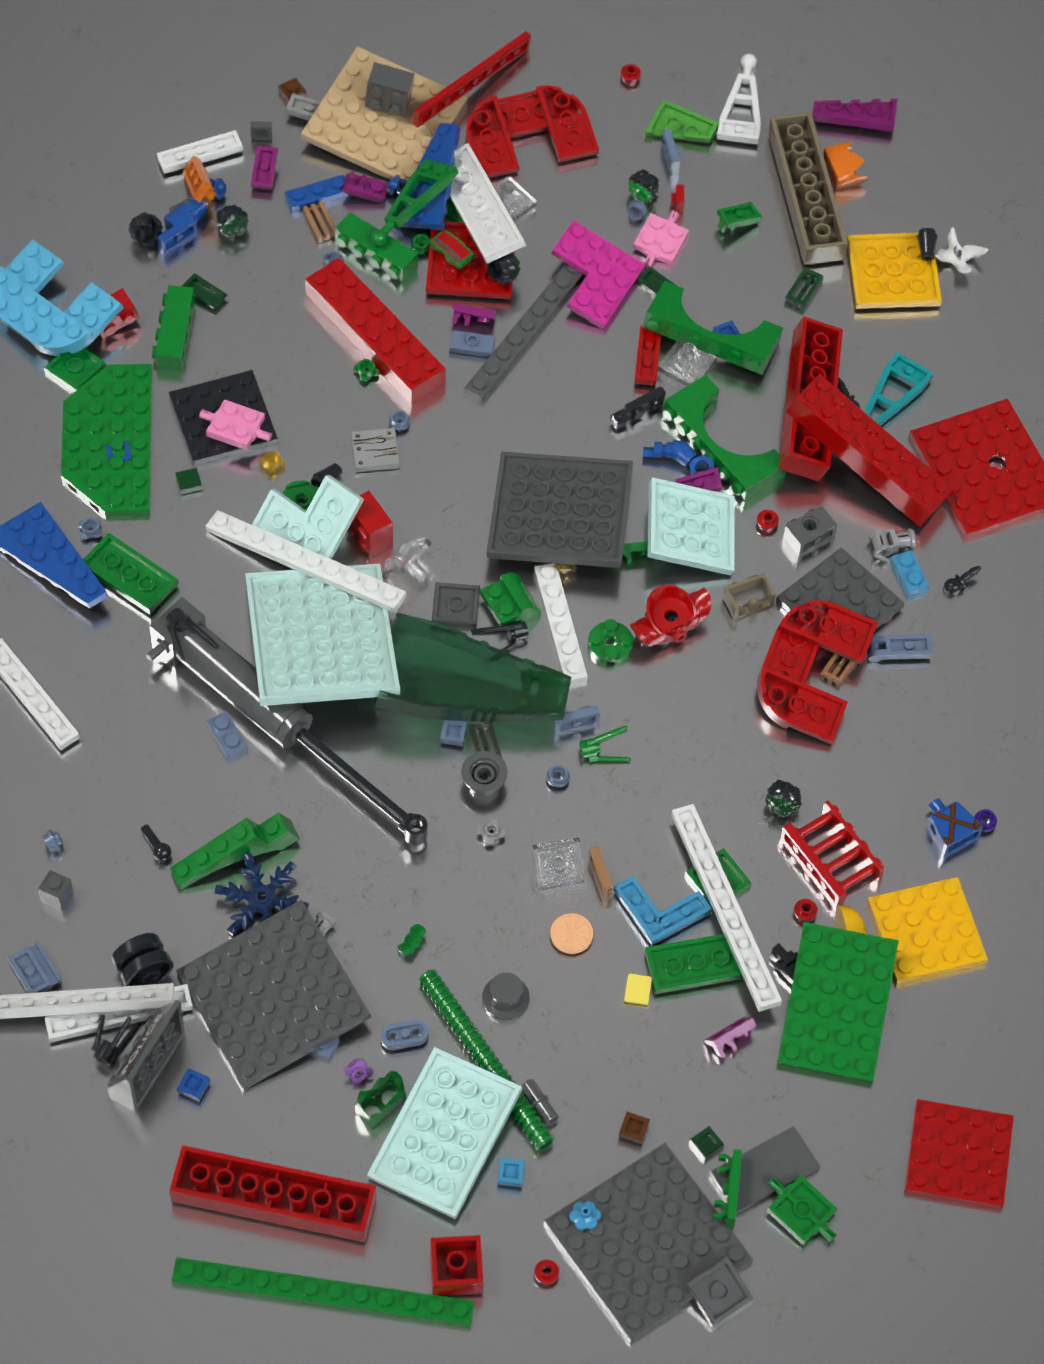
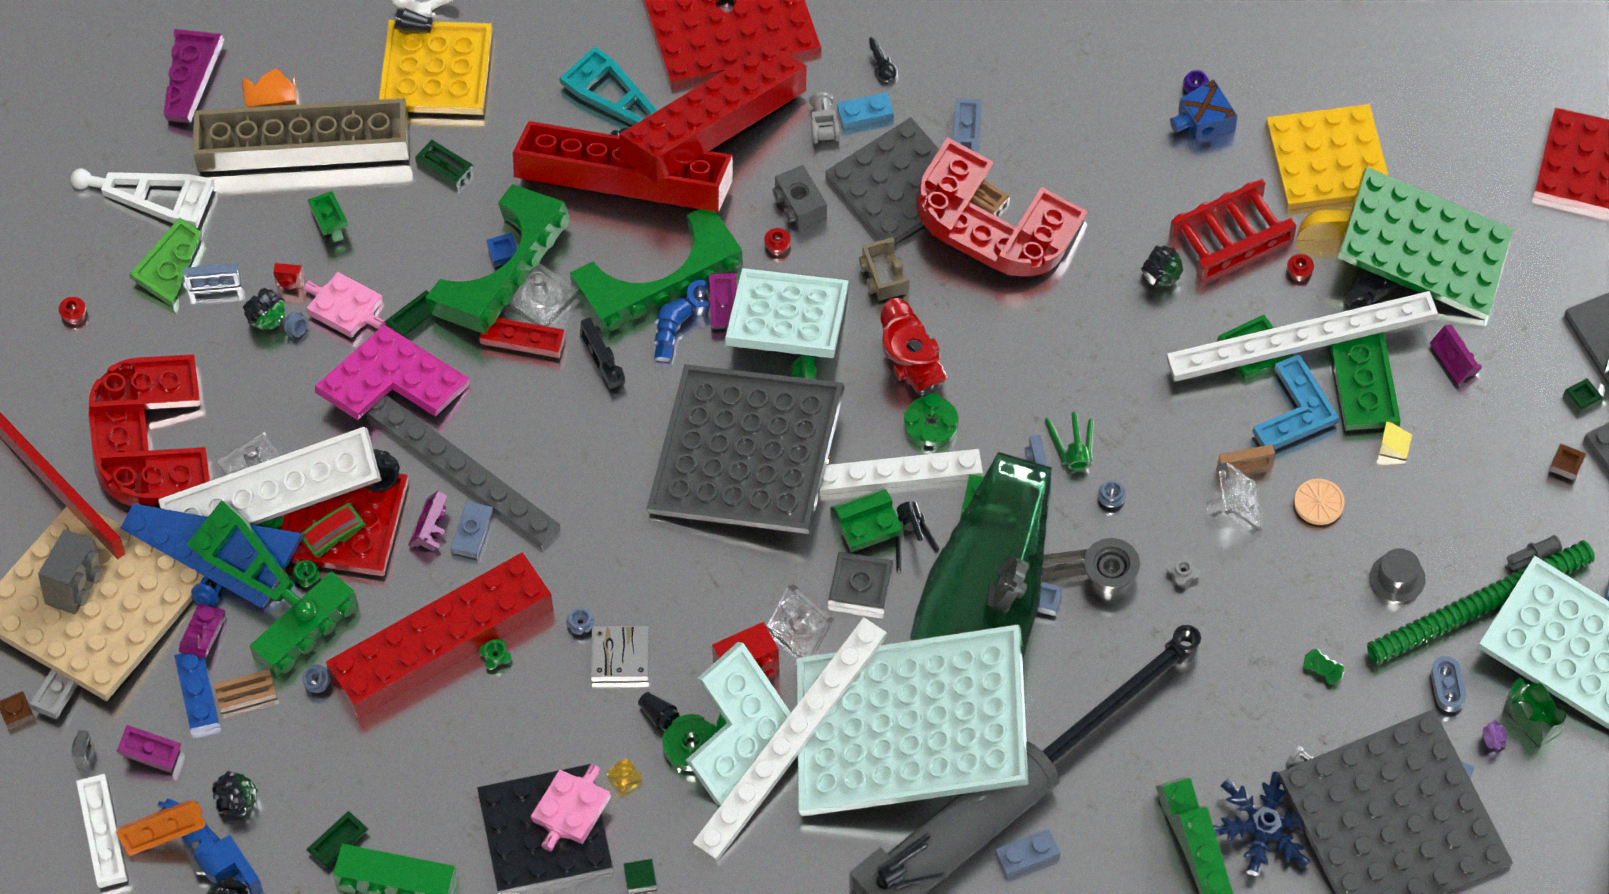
camera: 80 degrees left, 0 degrees up
(460, 696) = (1009, 585): none -> dark grey plate

